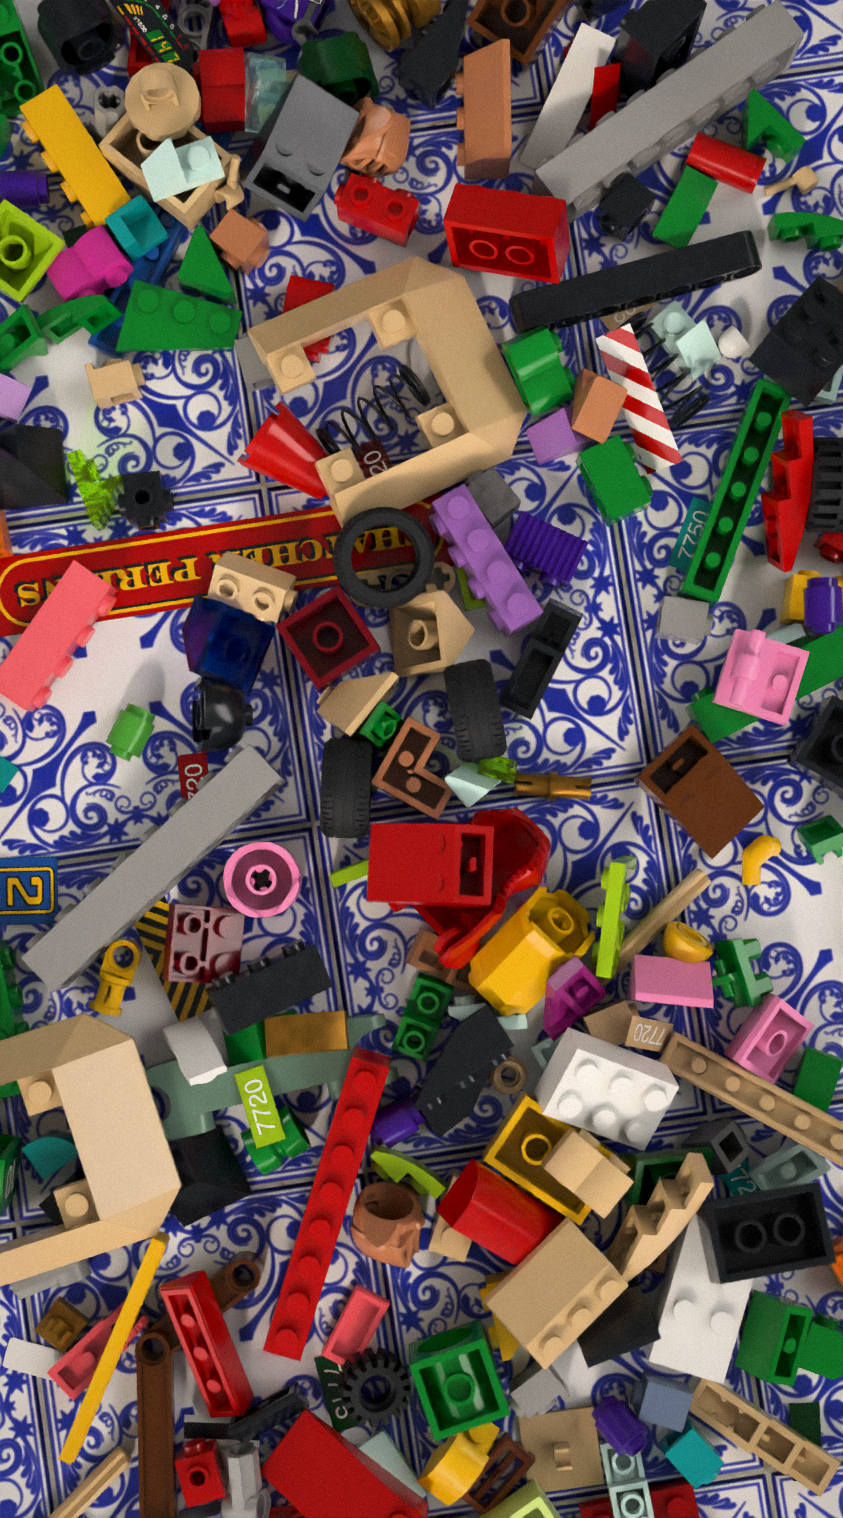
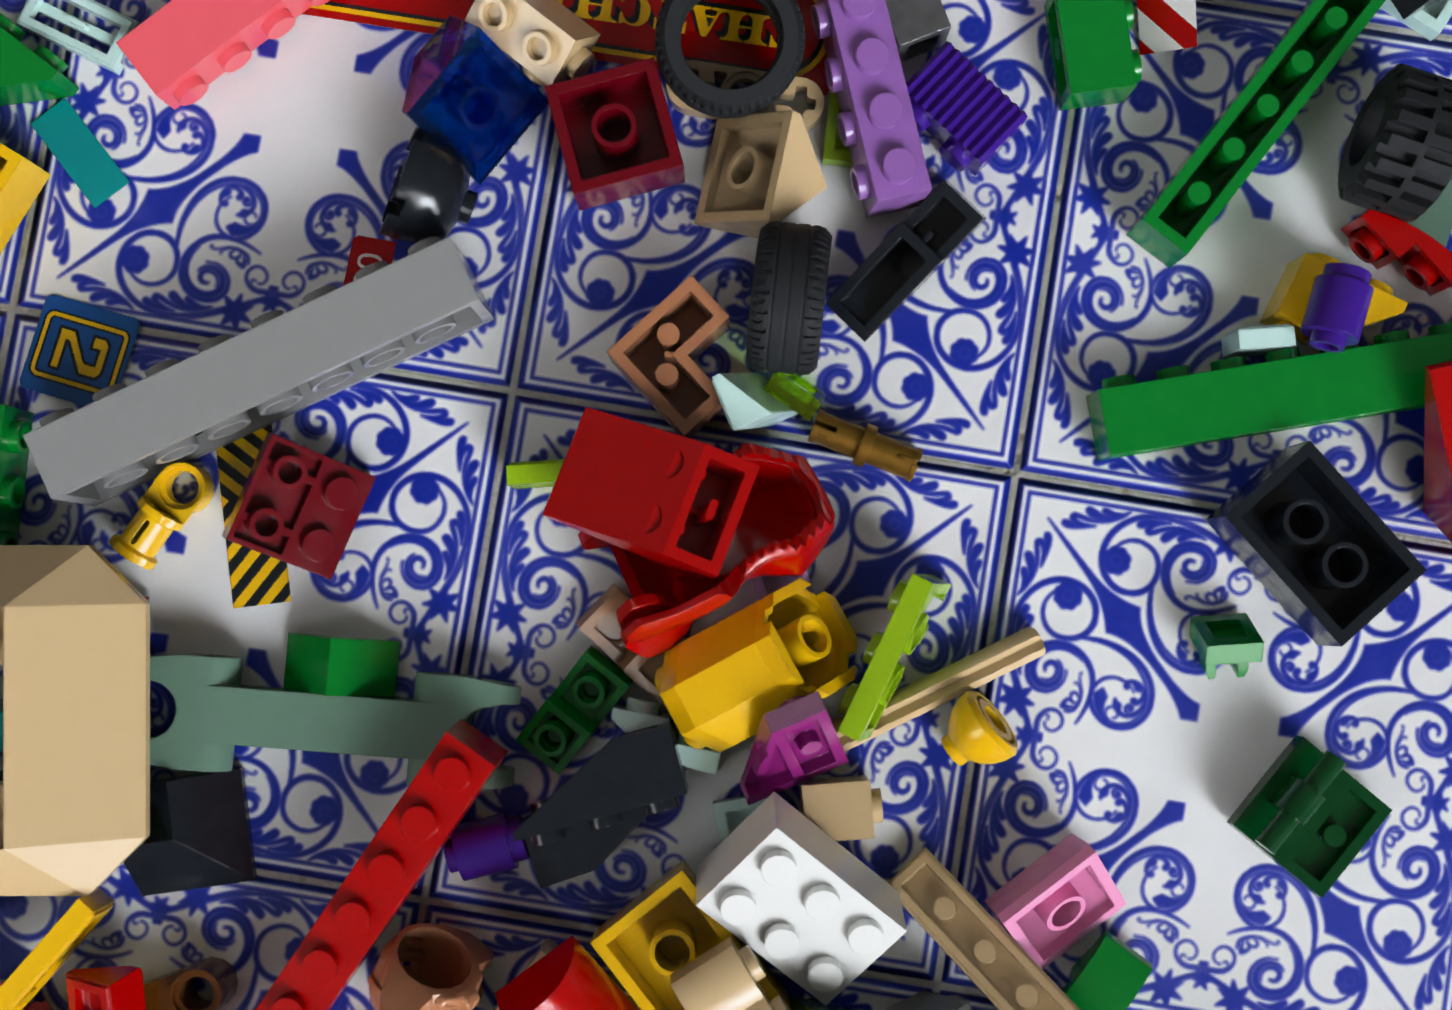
camera: 20 degrees right, 0 degrees up
(130, 732) = (297, 178): bright green brick -> none
(194, 1051) = (233, 652): white slope -> none
(241, 883) = (379, 441): bright pink brick -> none
(259, 1106) = (298, 761): lime sticker -> none
(268, 986) = (367, 594): black brick -> none
(272, 1156) = (299, 817): green wheel -> none
(306, 1033) = (398, 679): pearl gold slope -> none
(346, 788) = (568, 347): black tyre -> none
(354, 700) = (629, 235): tan slope -> none
(382, 726) = (647, 276): green slope -> none
(397, 1164) = (468, 906): lime slope -> none
(514, 1085) = (667, 849): tan plate -> none
(648, 1034) = (887, 839): tan sticker -> none
(670, 982) = (942, 776): bright pink slope -> none
(683, 620) = (1126, 271): light grey brick -> none
(688, 534) = (1170, 156): teal sticker -> none
(699, 790) = (1072, 518): reddish brown slope -> none
(736, 974) = (1040, 794): green hips -> none
(755, 855) = (1121, 636): yellow arm -> none
(760, 676) = (1214, 379): bright pink plate -> none
(788, 502) = (1328, 152): red slope -> none

